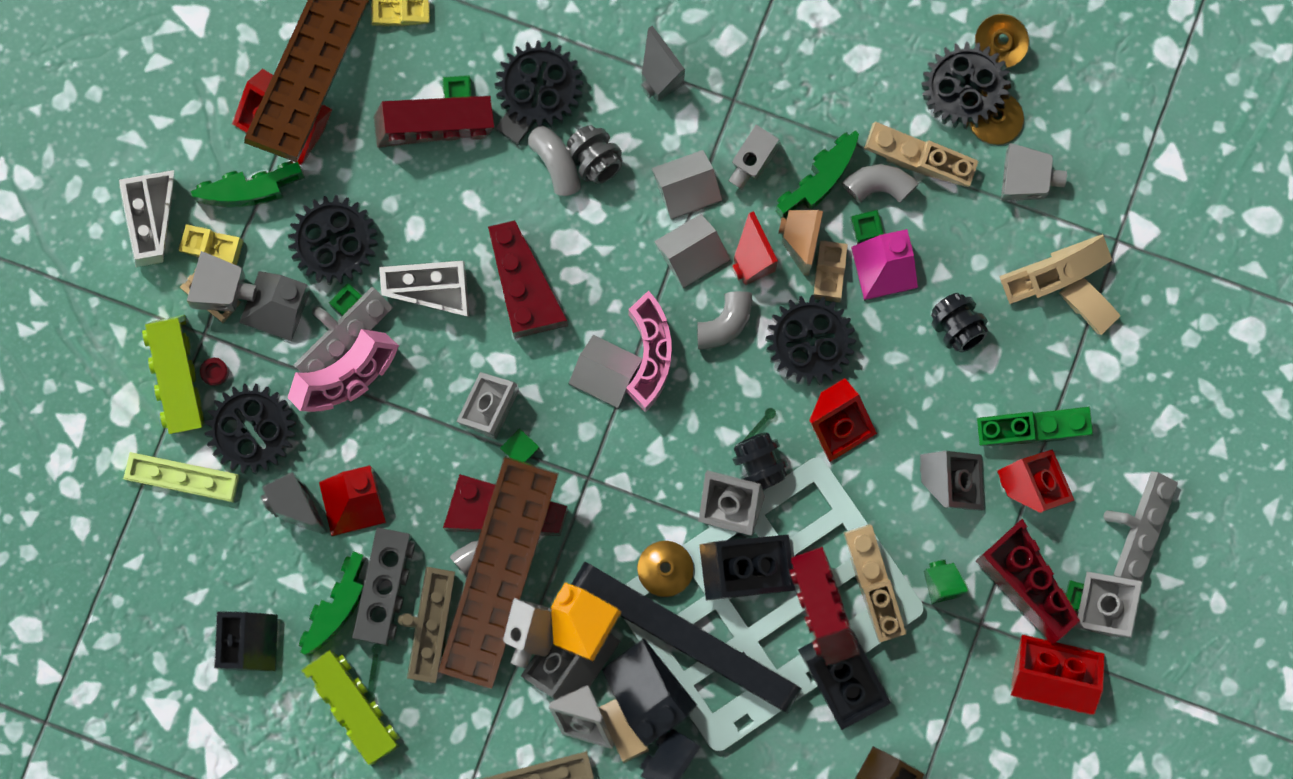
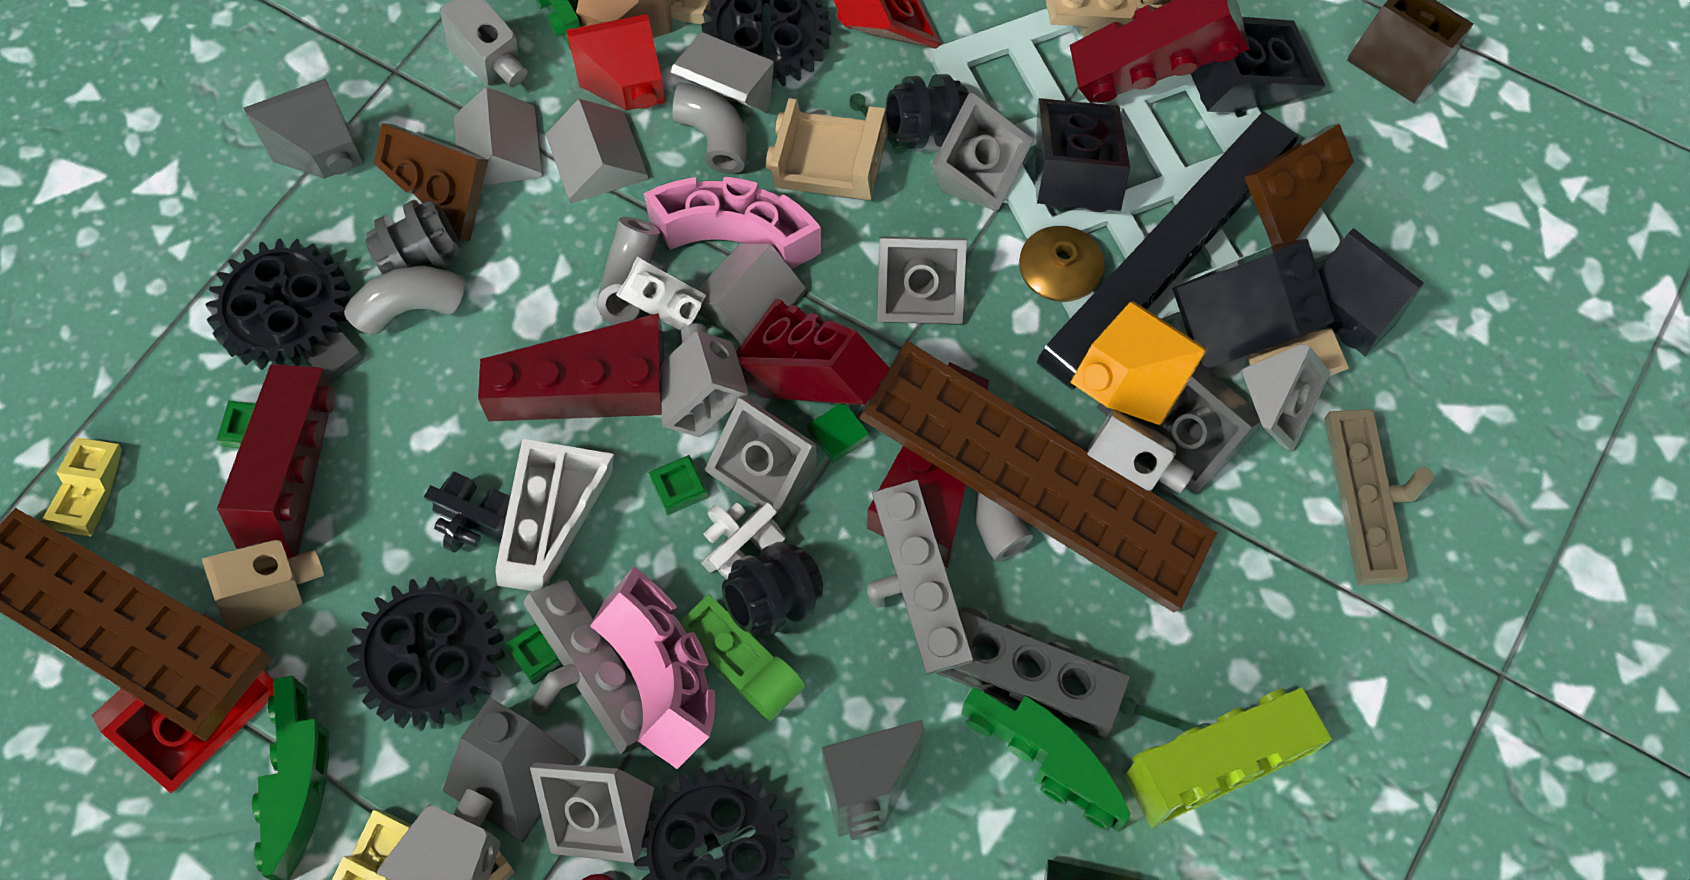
camera: 80 degrees left, 15 degrees down
(256, 357) = (592, 810): none -> light grey slope
(349, 124) = (258, 582): none -> tan torso
(352, 501) = (871, 690): red slope -> none
(361, 419) = (741, 660): none -> bright green plate
(402, 428) = (772, 589): none -> black piece
(419, 511) = (919, 578): none -> light grey plate
(426, 228) = (453, 504): none -> black hips
(429, 624) = (1102, 610): dark tan plate -> none
(435, 400) = (758, 528): none -> white hips
(467, 358) = (678, 484): none -> green tile
(530, 355) = (700, 381): none -> light grey torso
(548, 417) = (809, 359): none -> dark red wedge
(581, 318) = (662, 294): none -> white hips
(602, 292) = (631, 240): none -> light grey cylinder
(629, 480) = (921, 279): none -> light grey slope
(649, 156) = (433, 173): none -> reddish brown wing
(720, 401) = (827, 152): none -> tan panel
(750, 715) = (1299, 182): none -> reddish brown wing
(752, 320) = (727, 71): none -> light grey slope

